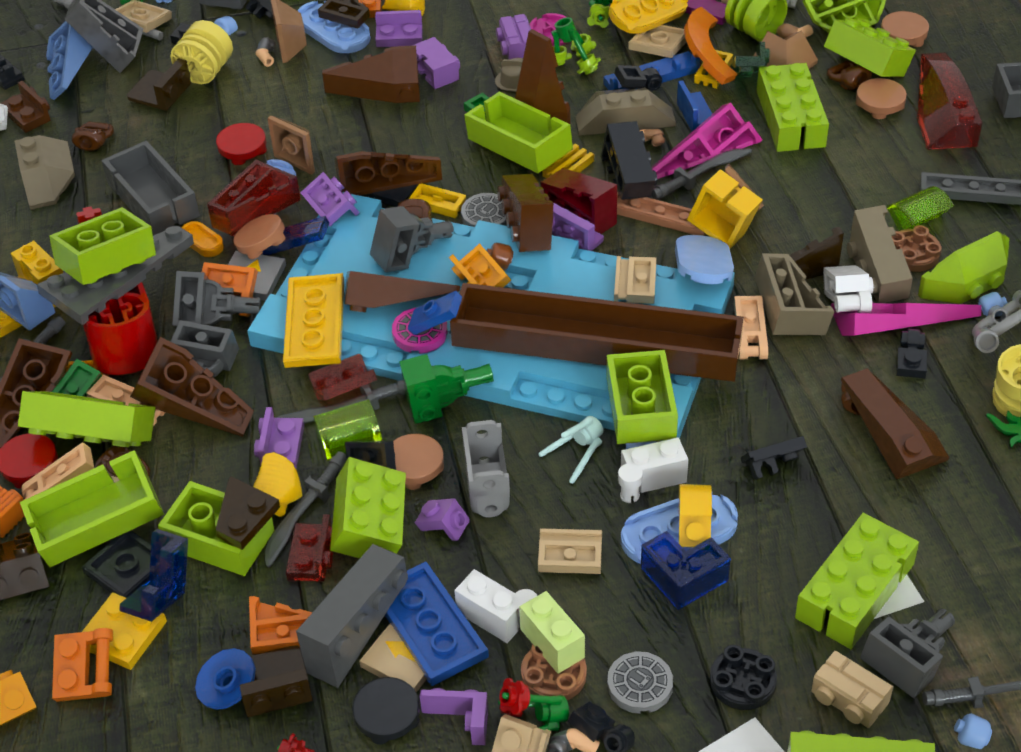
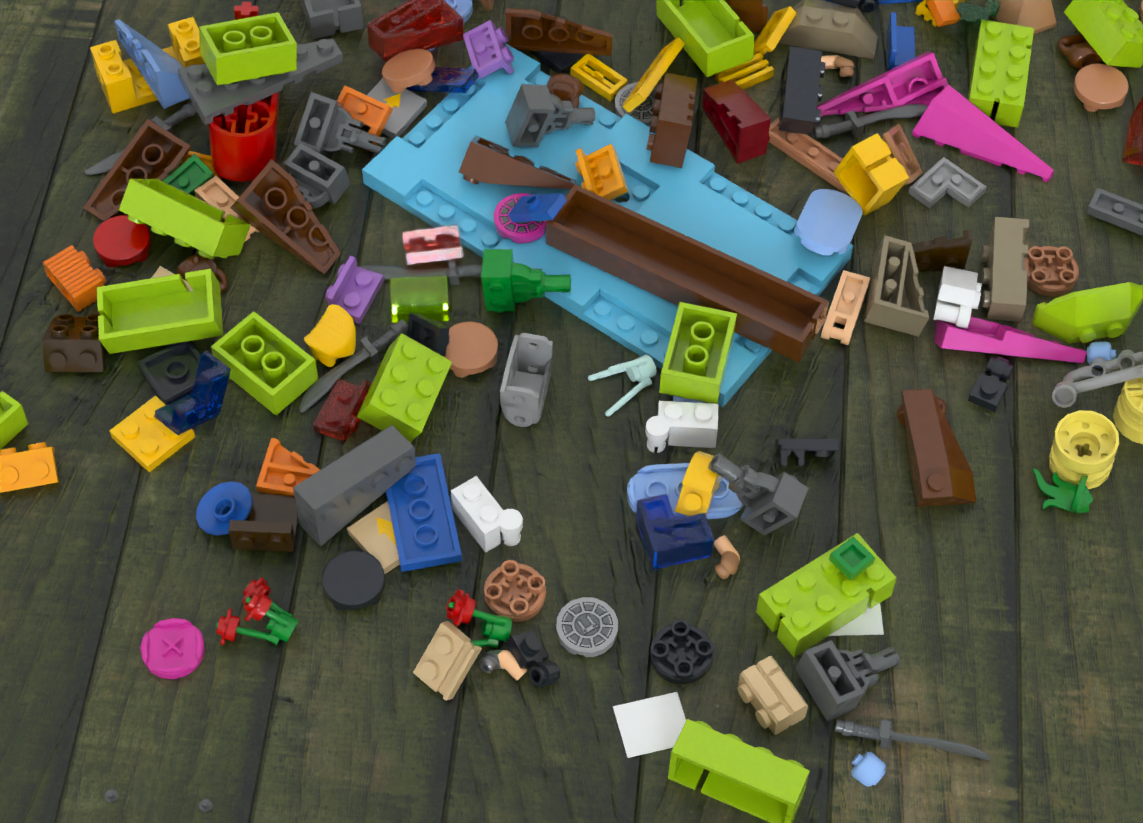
camera: 15 degrees right, 10 degrees up
(67, 467) = (144, 266): light nougat plate -> none
(73, 661) = (99, 454): orange plate -> none
(205, 239) = (357, 54): light orange tile -> none
(244, 513) = (289, 358): dark brown wing -> none
(314, 320) = (426, 178): yellow plate -> none
(444, 515) = (474, 413): medium lavender bracket -> none
(468, 703) = (427, 598): medium lavender bracket -> none
(489, 182) = (653, 74): none -> yellow tile
(501, 254) = (631, 159): dark orange piece -> none
(552, 632) = (521, 557): yellowish green brick -> none
(570, 551) = (575, 483): tan plate -> none
(573, 227) = (716, 150): medium lavender bracket -> none
(581, 120) = (774, 30): none -> yellow tile
(635, 279) = (749, 226): tan plate -> none
(748, 573) = (729, 560): none -> medium nougat arm
(761, 505) = (767, 498): none -> dark grey brick
(781, 154) = (961, 124): none -> dark pink wedge
(786, 201) = (949, 179): none -> light grey tile
(873, 533) = (852, 558): none -> green plate
(919, 207) = (1075, 227): clear neon green brick -> none

